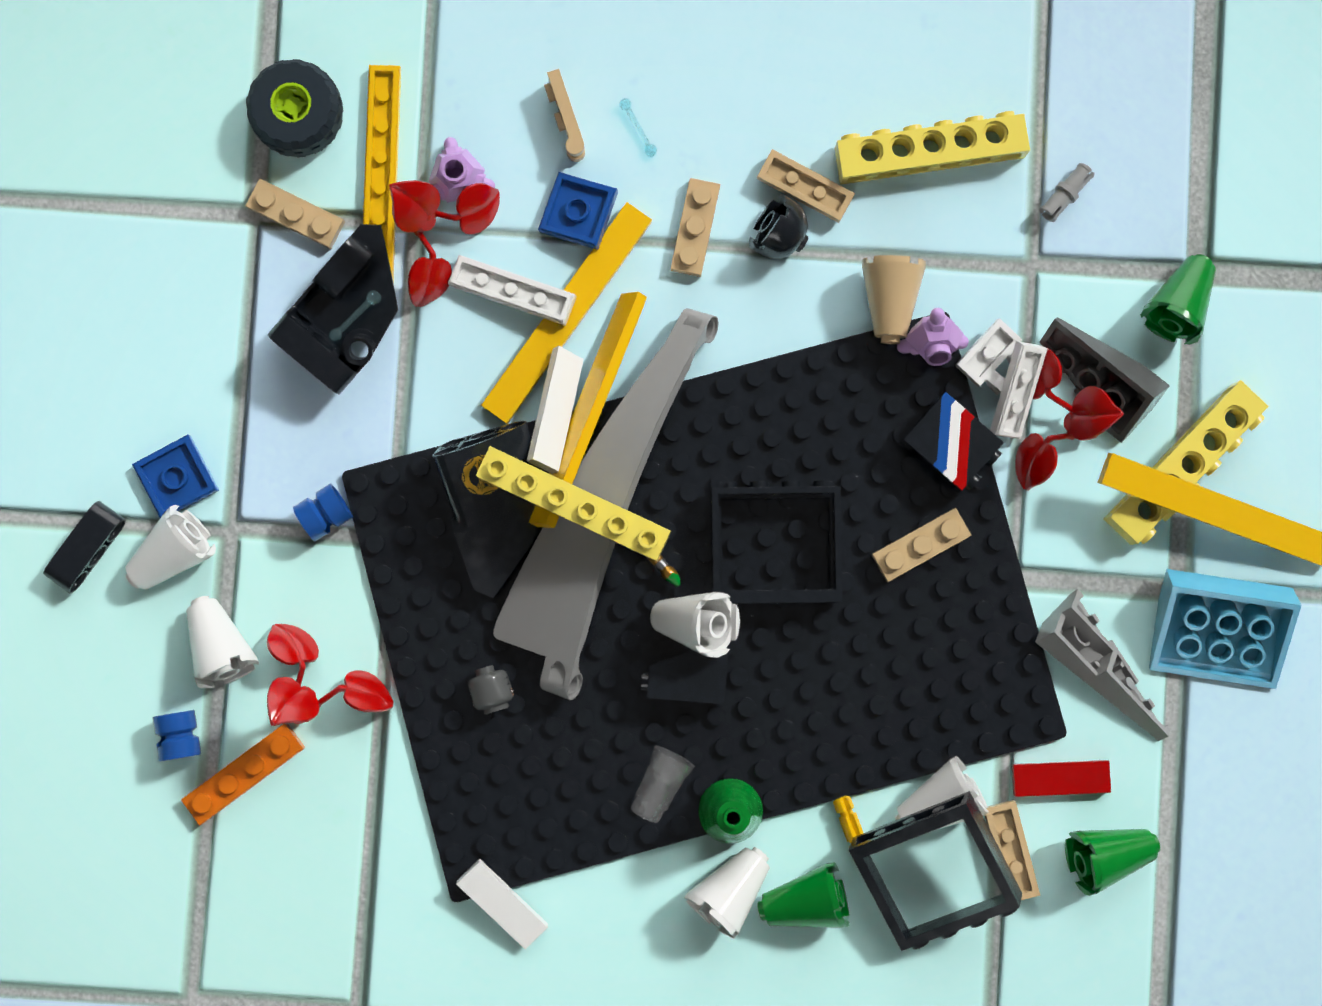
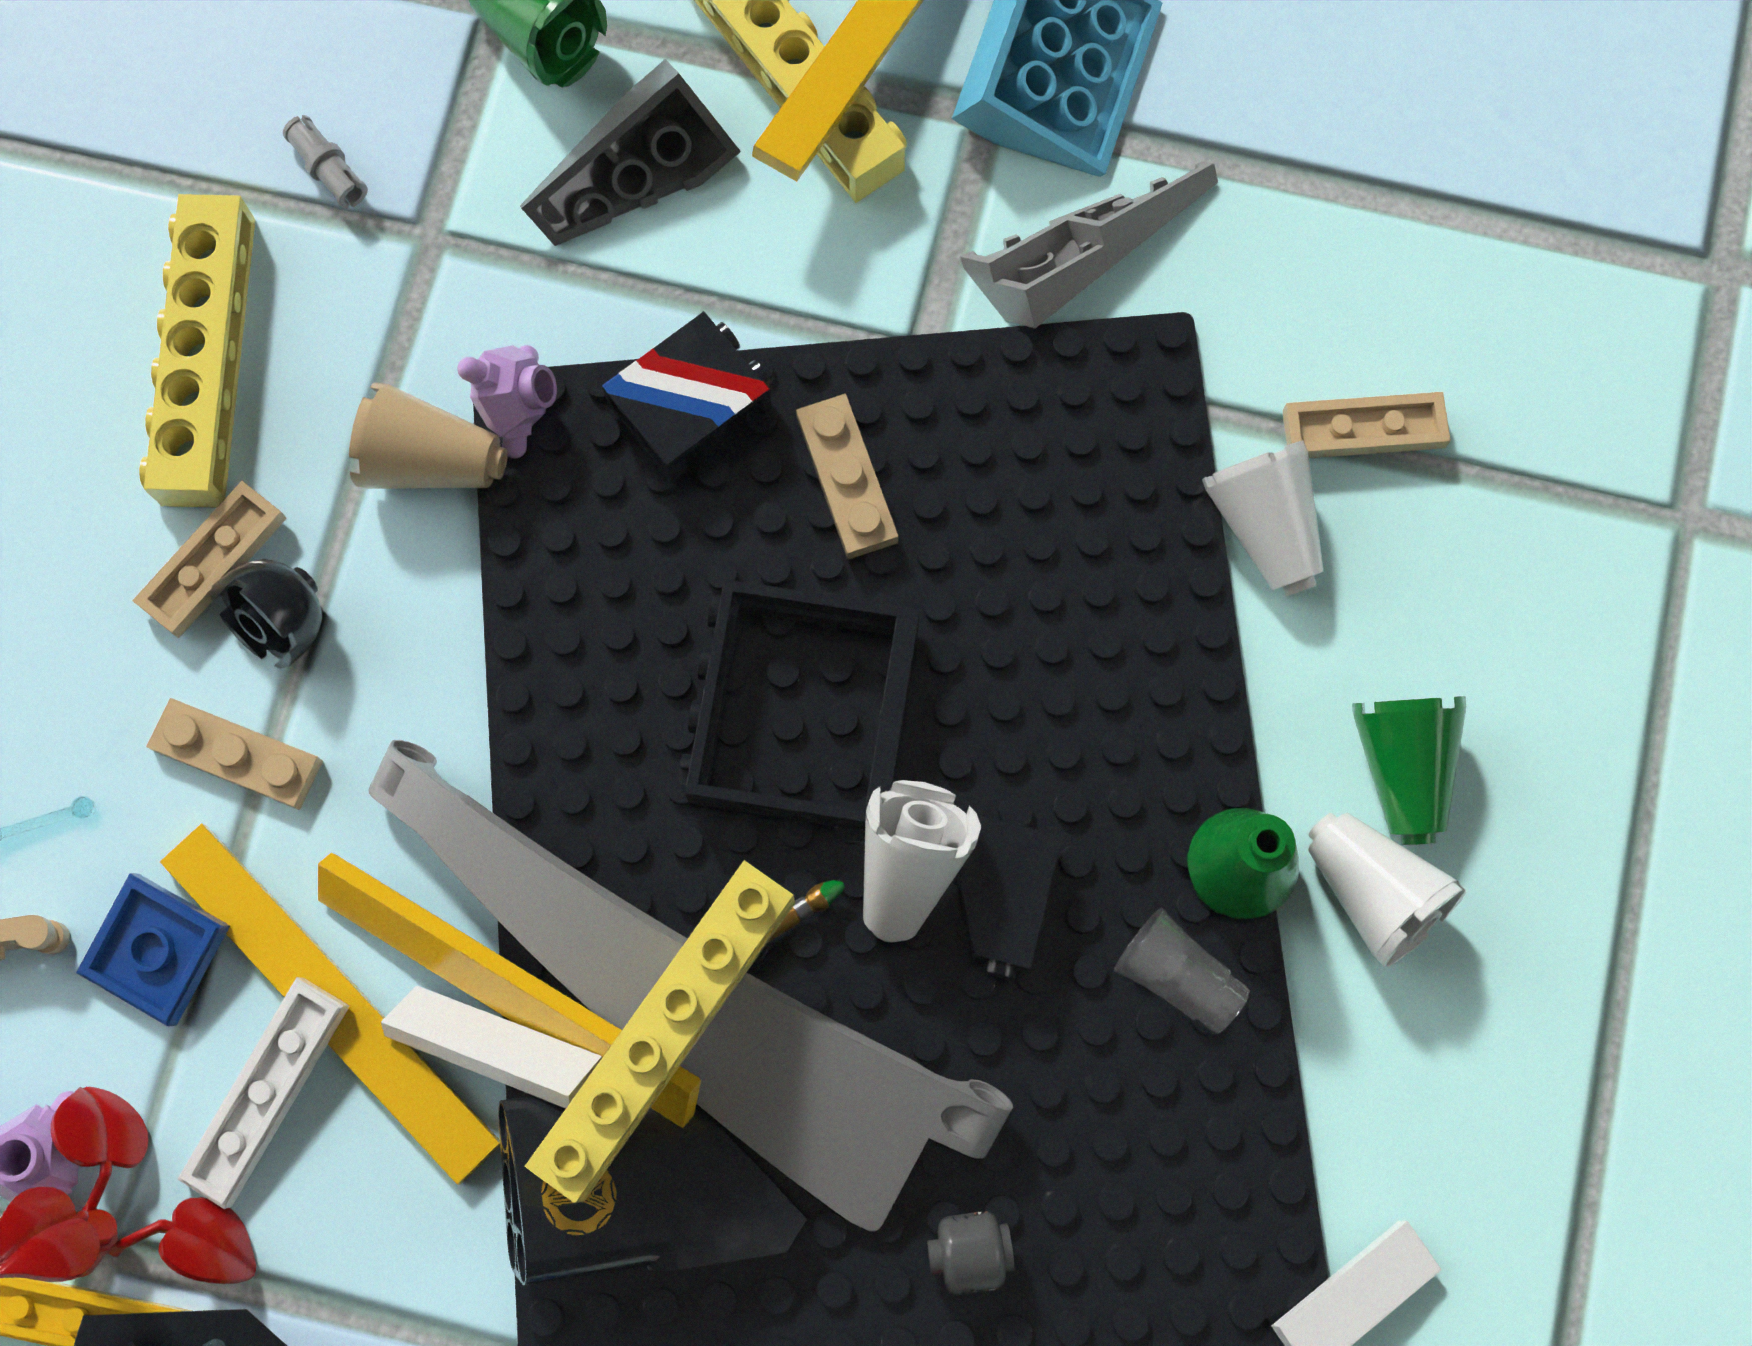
camera: 80 degrees left, 10 degrees down
(849, 819) = (1295, 669): yellow axle -> none
(920, 823) = (1313, 552): black window -> none
(987, 354) = (554, 318): white plate -> none
(1018, 390) = (622, 280): white tile -> none
(1061, 778) = (1257, 333): red tile -> none
(1088, 417) = (685, 153): red plant -> none
(1108, 856) = (1394, 281): green cone -> none

